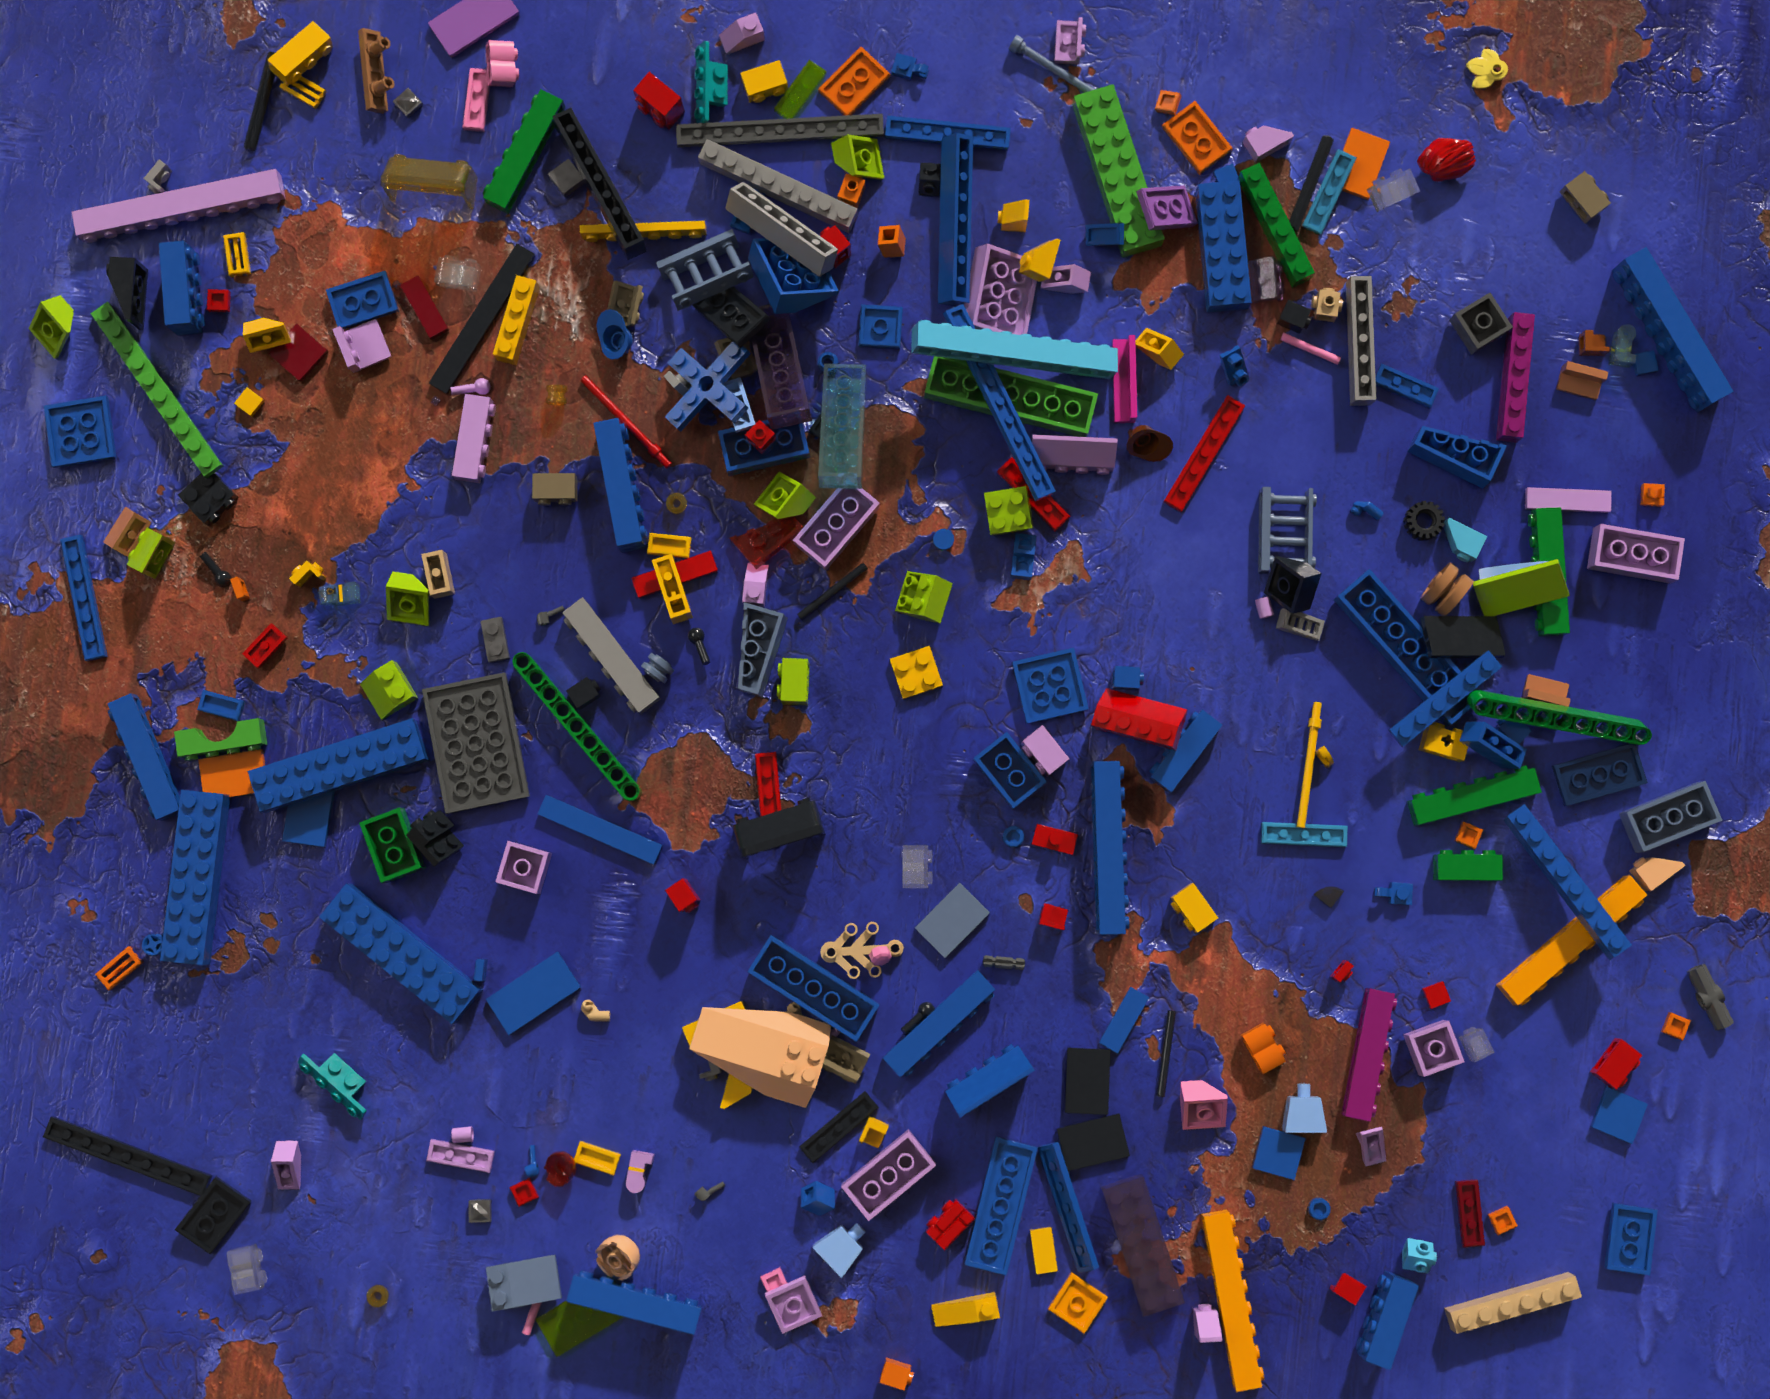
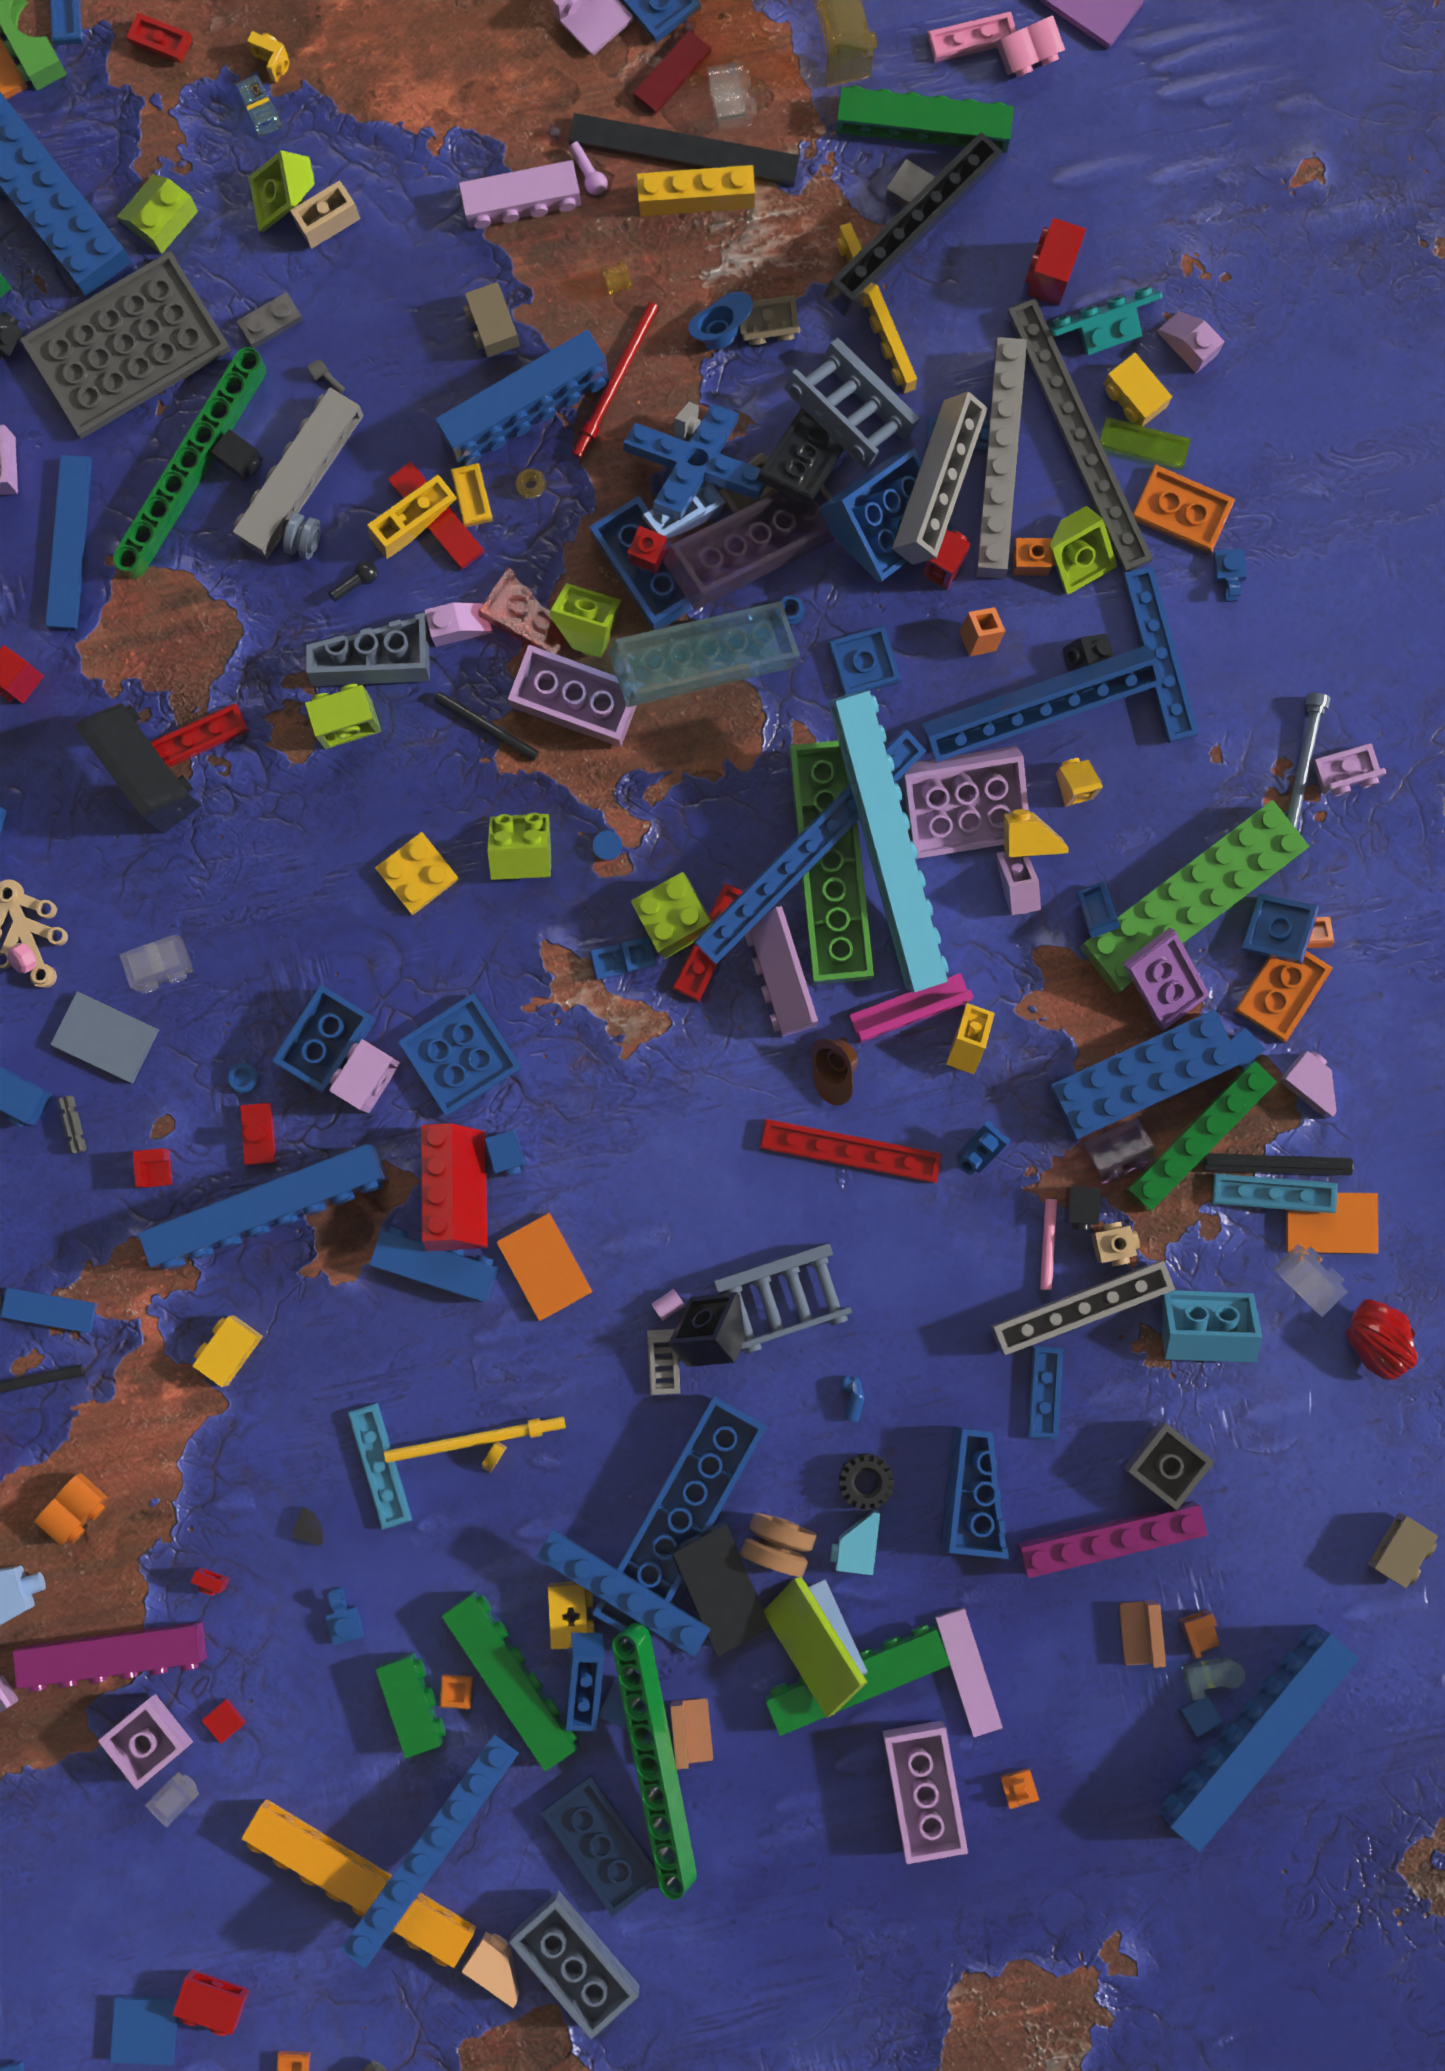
camera: 70 degrees right, 0 degrees up
(1158, 123) = (1280, 928): none -> blue plate
(1210, 680) = (544, 1267): none -> orange tile
(1401, 264) = (1210, 1326): none -> dark azure slope

